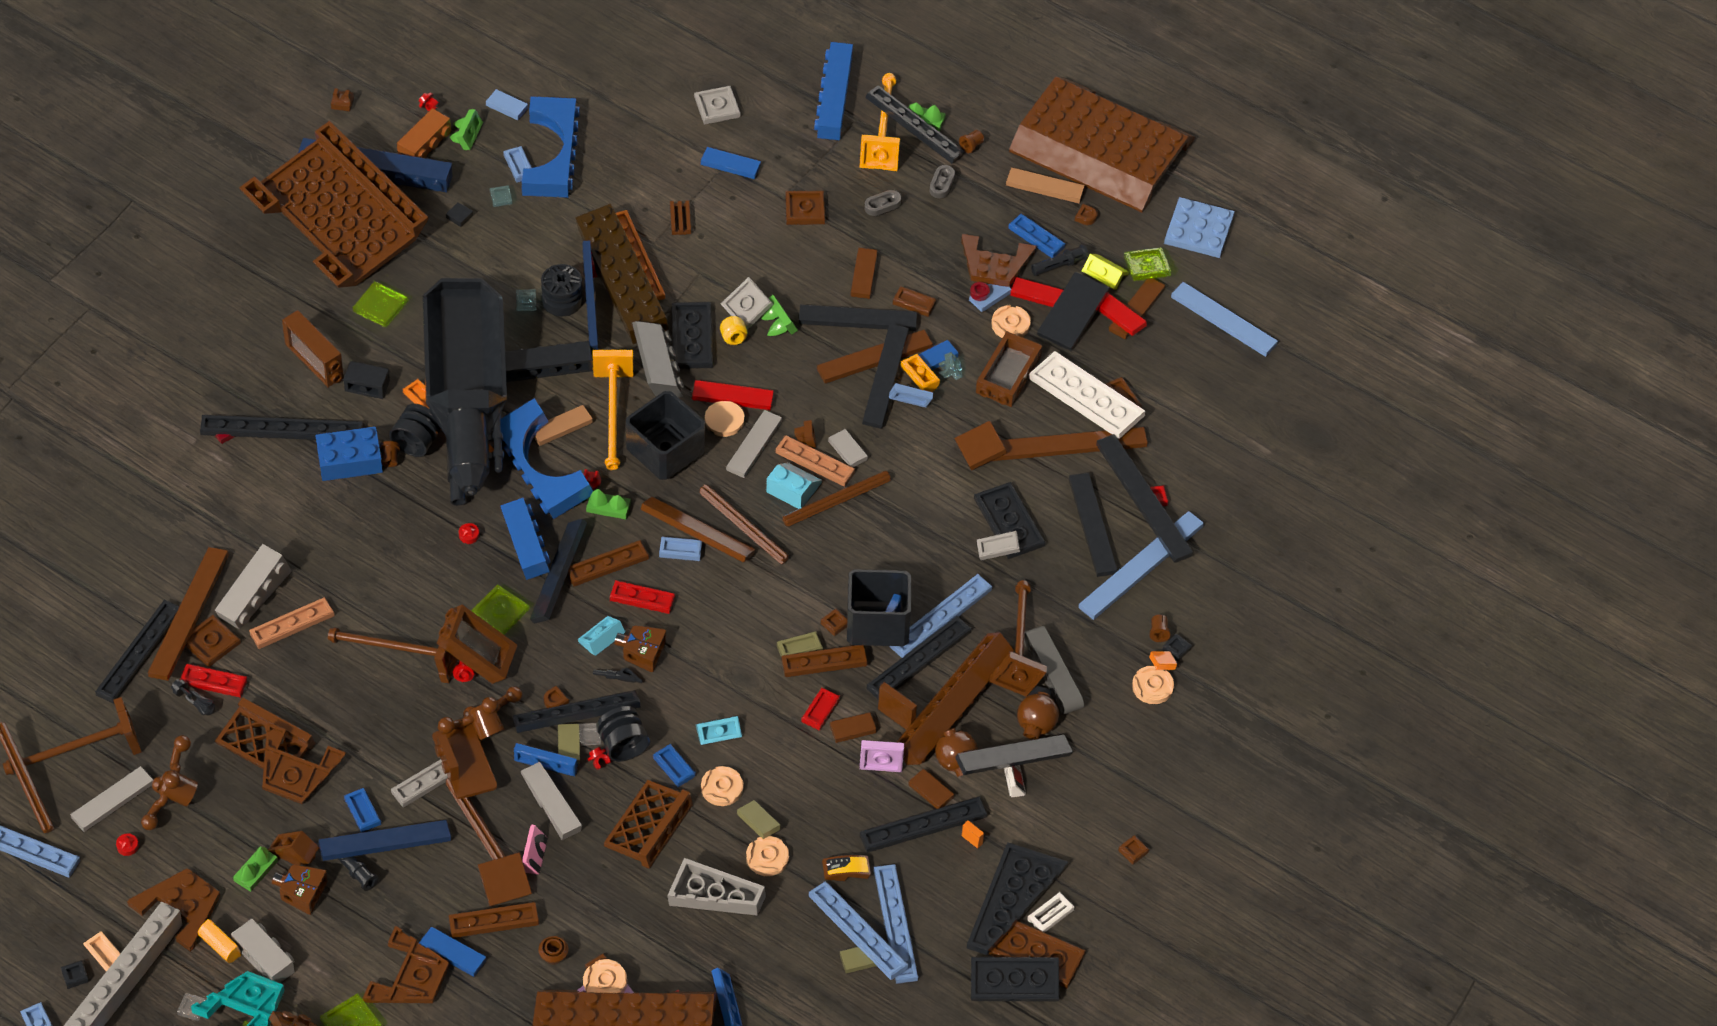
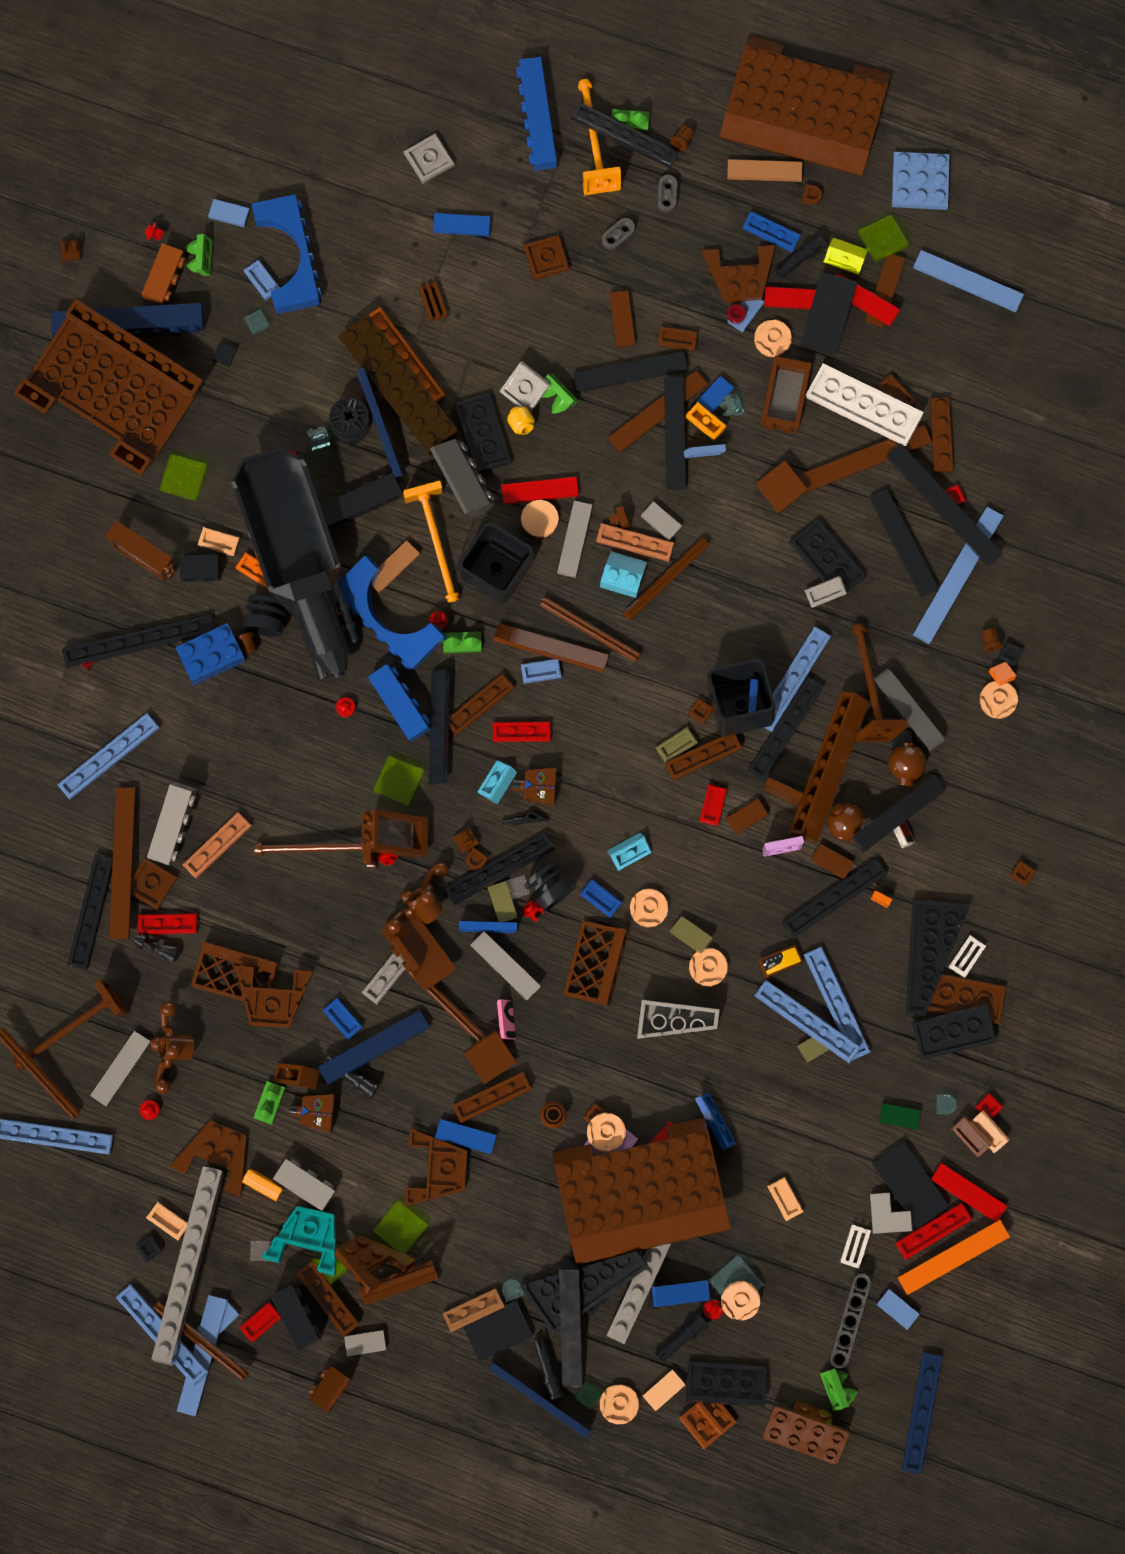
camera: 15 degrees left, 25 degrees up
(212, 520) = (108, 756): none -> medium blue tile
(397, 365) = (218, 541): none -> light nougat tile
(550, 678) = (465, 840): none -> reddish brown tile
(1159, 441) = (941, 435): none -> reddish brown plate

